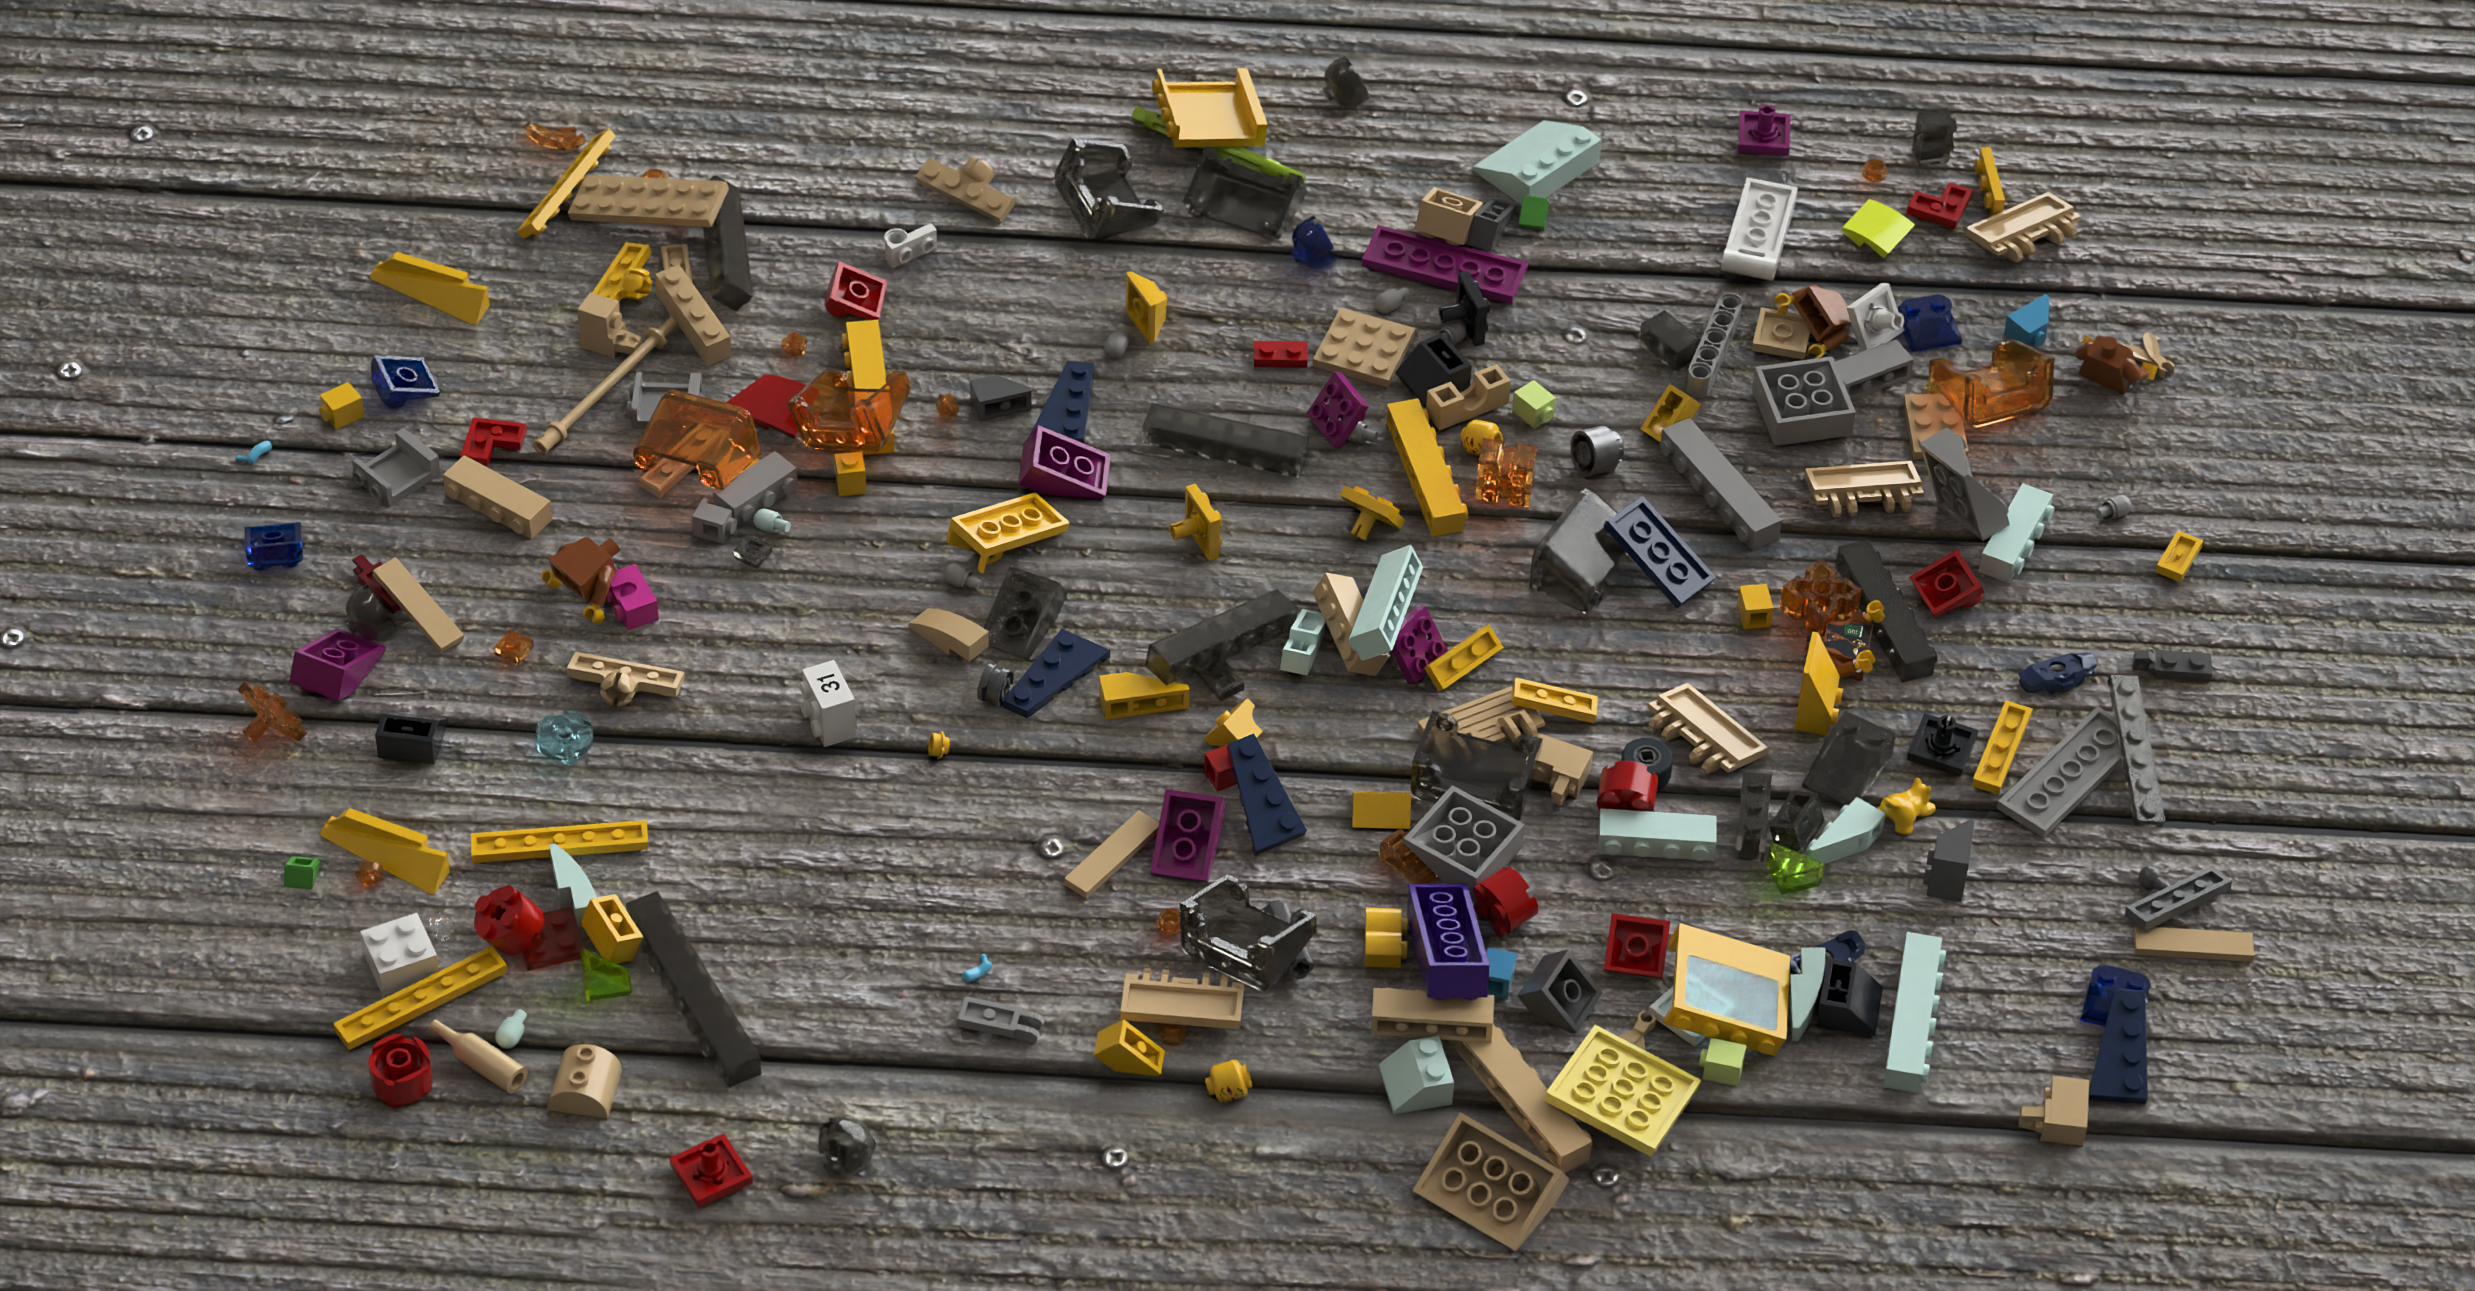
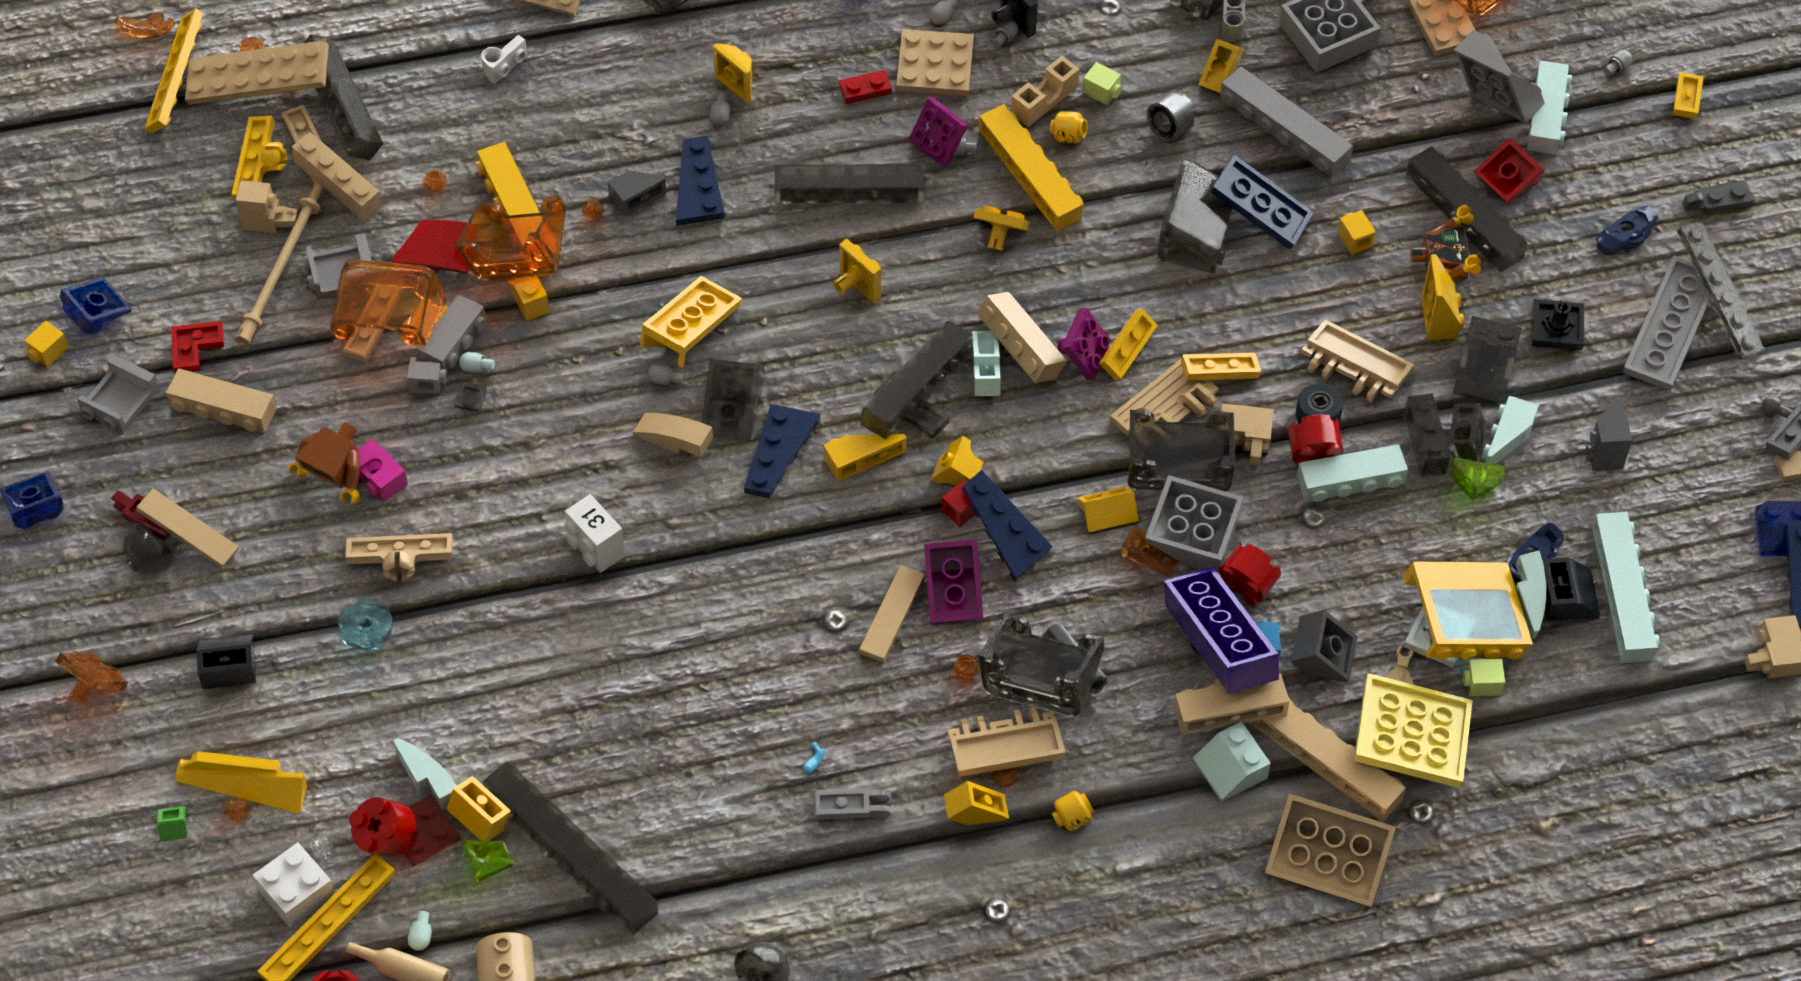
camera: 15 degrees left, 10 degrees up
(334, 664) = (131, 606): magenta slope -> none
(434, 285) = (88, 202): yellow wedge -> none
(513, 646) = (287, 546): clear orange plate -> none
(572, 839) = (406, 727): yellow plate -> none
(854, 293) = (472, 118): red slope -> none
(938, 744) = (702, 546): yellow plate -> none
(995, 684) = (733, 475): dark grey wheel -> none
(1063, 466) = (716, 244): magenta slope -> none
(1384, 937) = (1156, 634): yellow brick -> none
(1386, 603) = (1050, 313): light aqua brick -> none
(1432, 365) = (1006, 71): black slope -> none
(1506, 472) = (1104, 157): clear orange brick -> none
(1637, 945) = (1374, 586): red slope -> none
(1820, 597) = (1410, 212): clear orange brick -> none
(1868, 482) = (1409, 88): tan hinge -> none
(1908, 805) = (1550, 390): yellow animal -> none
(2002, 747) = (1607, 314): yellow plate -> none

